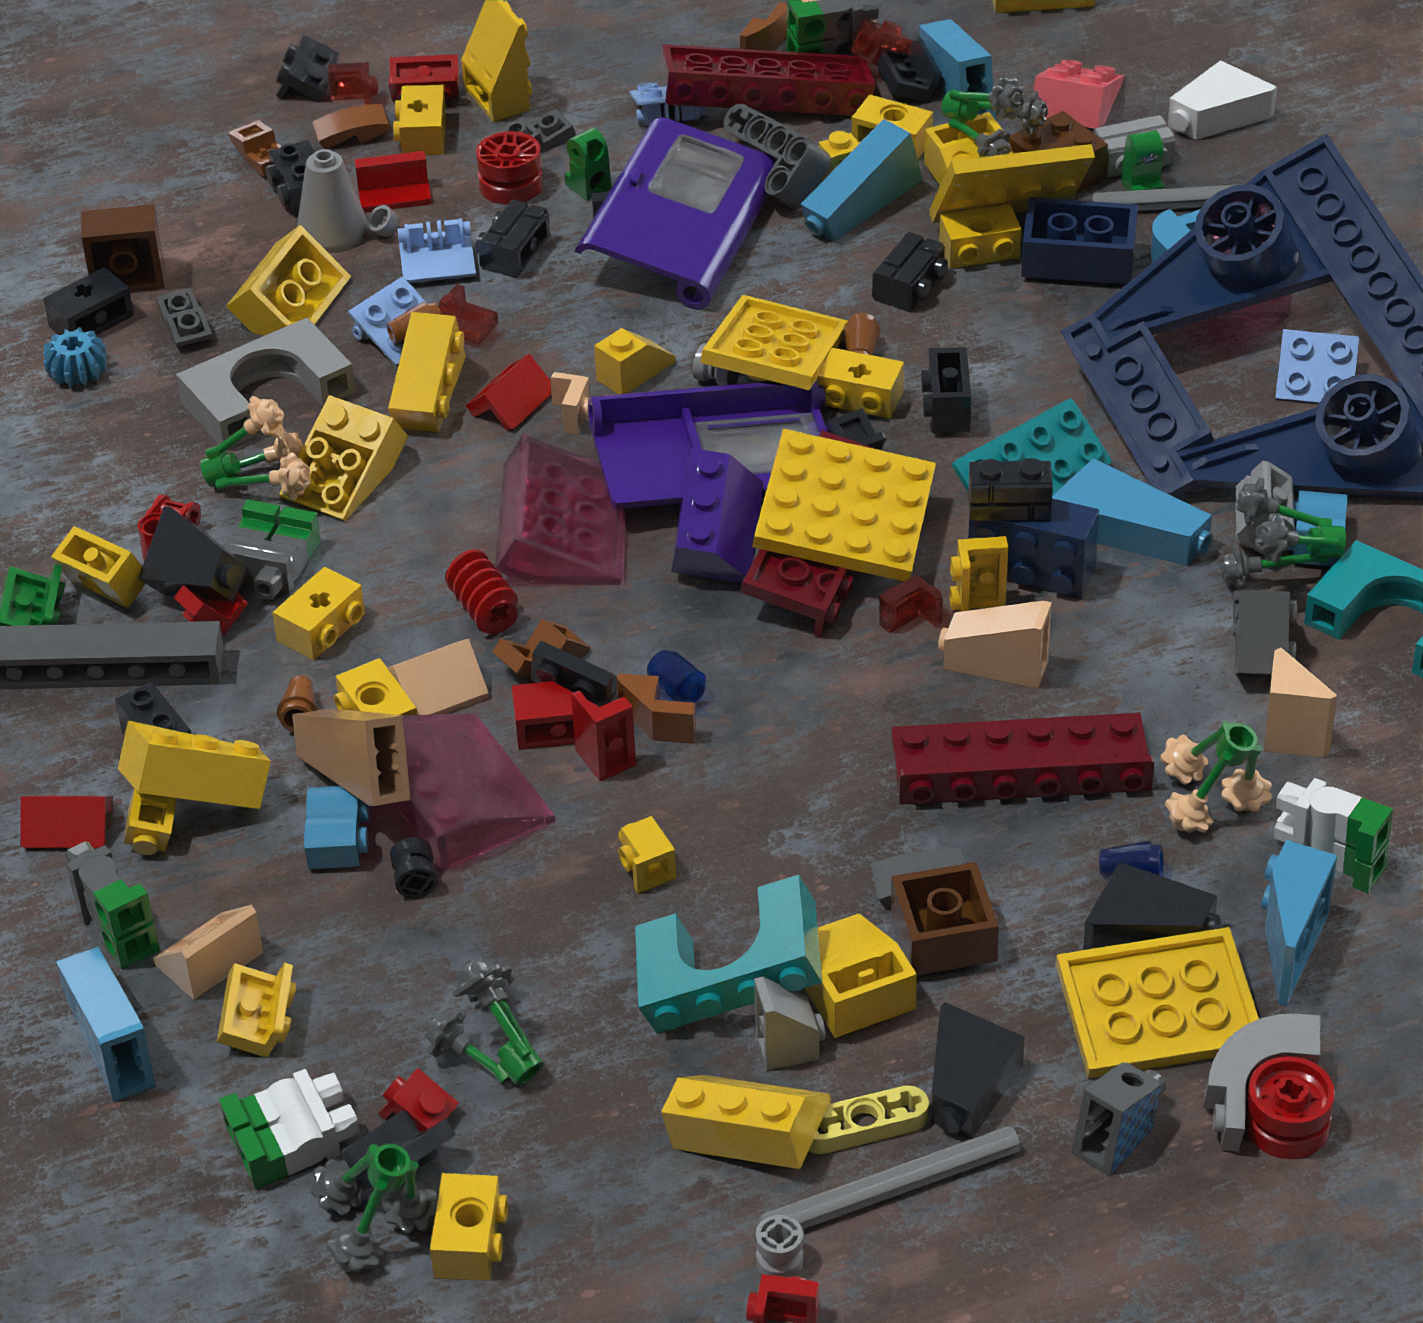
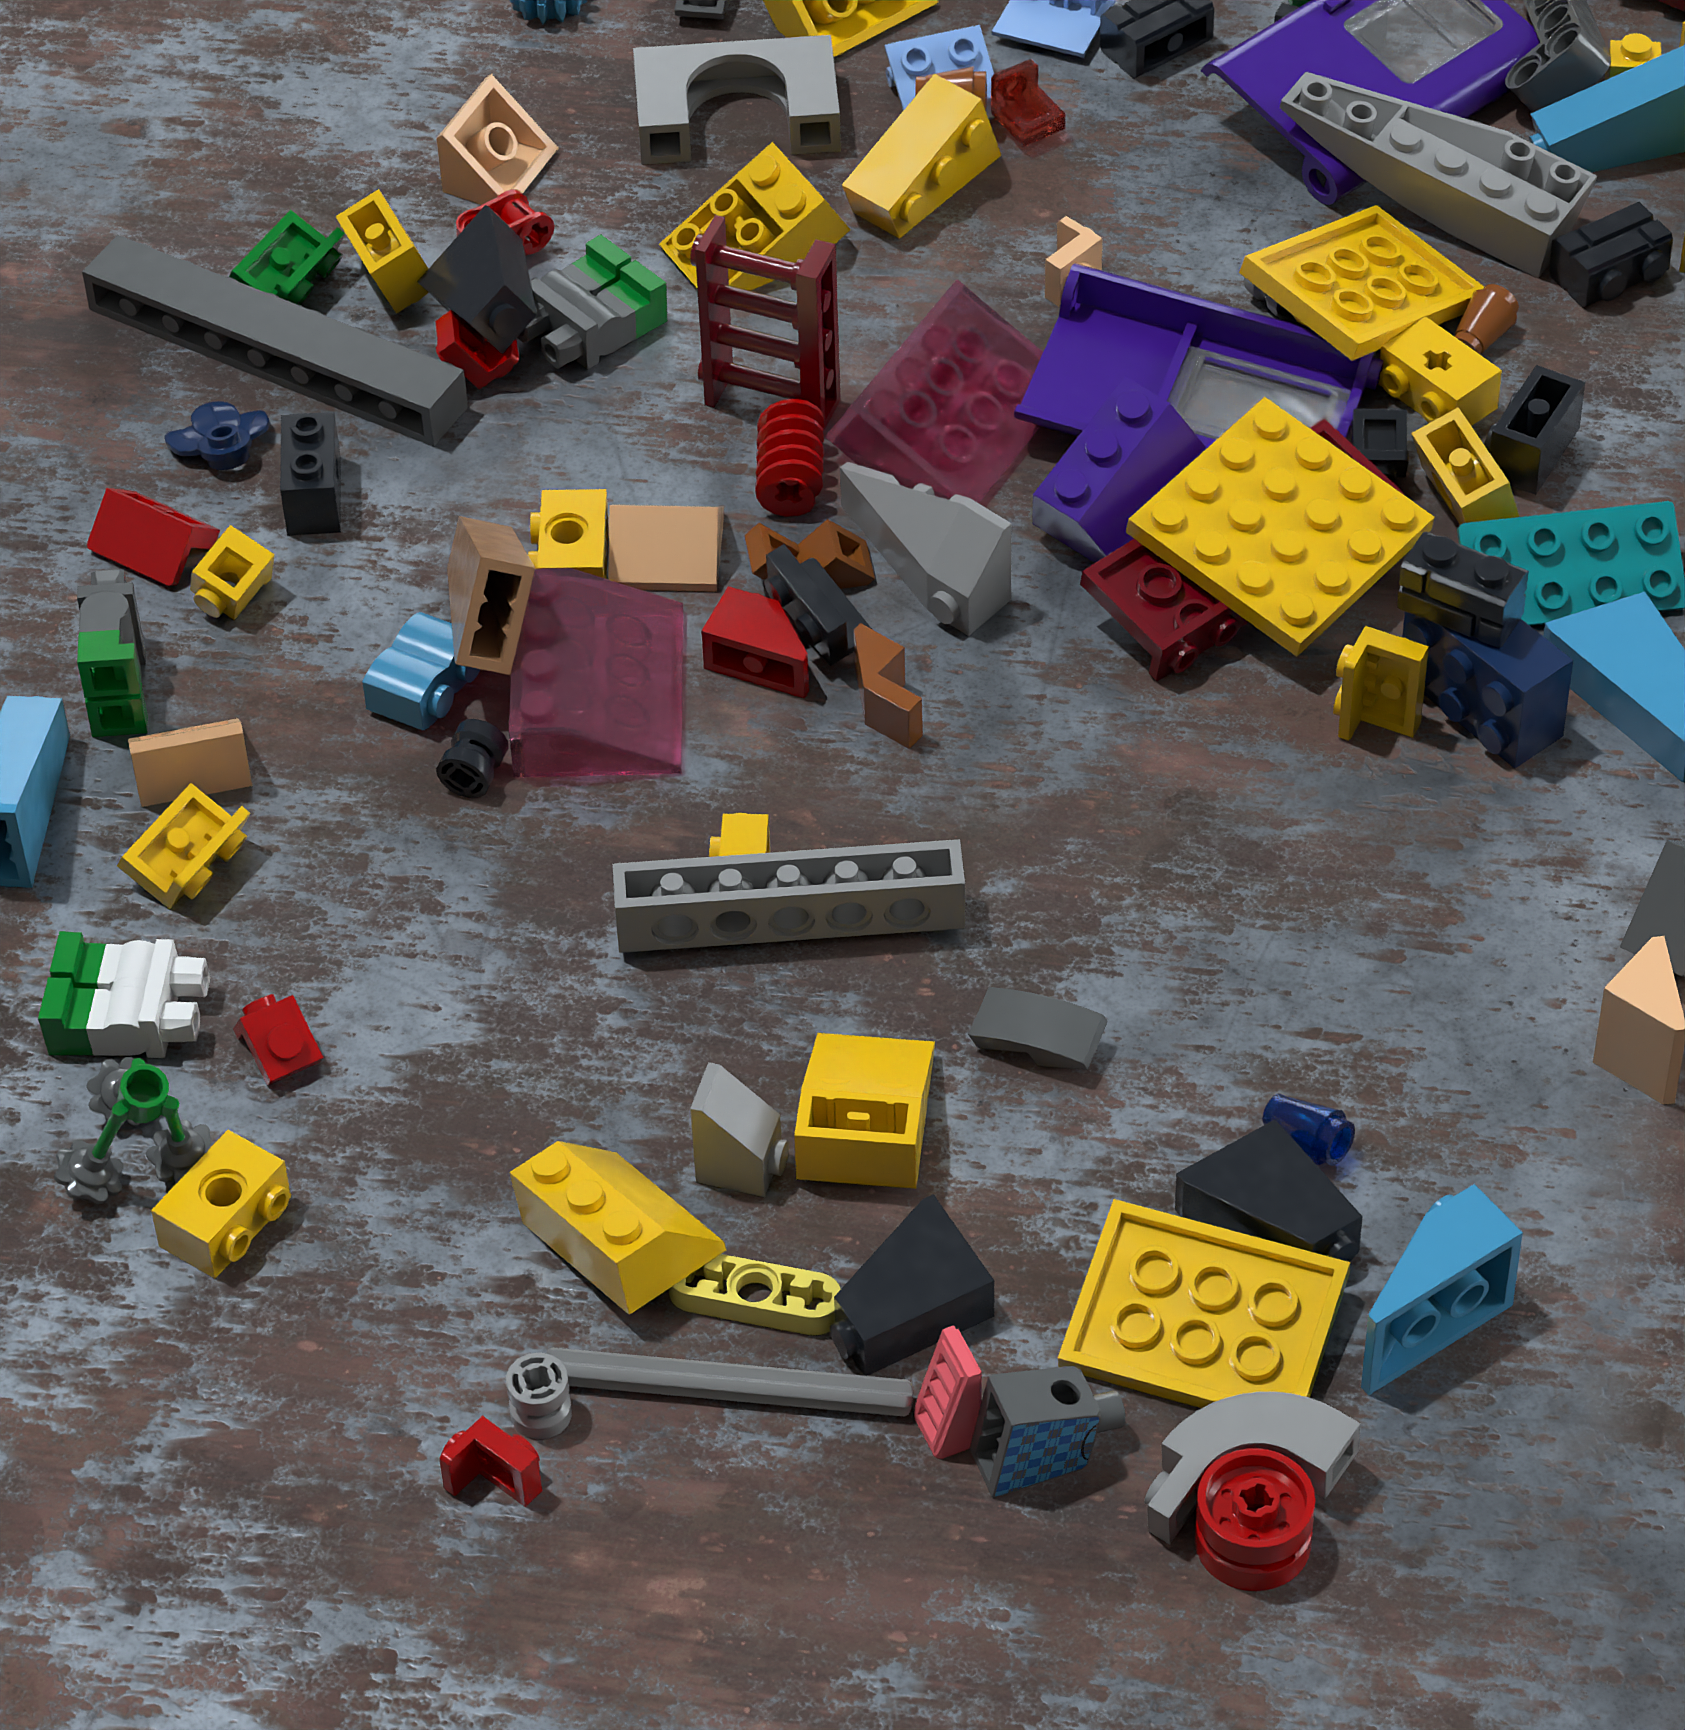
camera: 30 degrees right, 5 degrees up
(62, 734) = (219, 434): none -> dark blue plate
(121, 476) = (491, 146): none -> light nougat slope
(193, 766) = (305, 533): yellow wedge -> none
(221, 467) = (668, 143): light nougat plant -> none
(296, 699) = (494, 501): dark orange cone -> none
(319, 613) = (591, 406): yellow brick -> none
(403, 1132) = (212, 1073): black bracket -> none
(457, 489) = (812, 315): none -> dark red fence
(488, 985) = (419, 1037): plant -> none
(513, 393) = (1012, 225): red panel -> none
(604, 735) = (791, 696): red panel -> none
(629, 360) = (1182, 235): yellow slope -> none
(629, 608) = (943, 549): none -> light grey wedge
(677, 677) = (937, 658): clear blue brick -> none
(701, 861) = (789, 895): none -> light grey brick
(777, 255) = (1448, 168): none -> light grey wedge
(783, 952) = (771, 1051): teal arch -> none
(907, 602) = (1281, 682): clear red bracket -> none
(927, 432) = (1463, 470): none -> yellow brick
(944, 918) = (1016, 1093): reddish brown brick -> none
(999, 643) = (1350, 782): light nougat slope -> none
(1021, 758) = (1278, 938): dark red bracket -> none
(1048, 1124) = (949, 1396): none -> coral slope
(1186, 762) = (1476, 1034): light nougat plant -> none
(1339, 825) = (1578, 1204): hips -> none

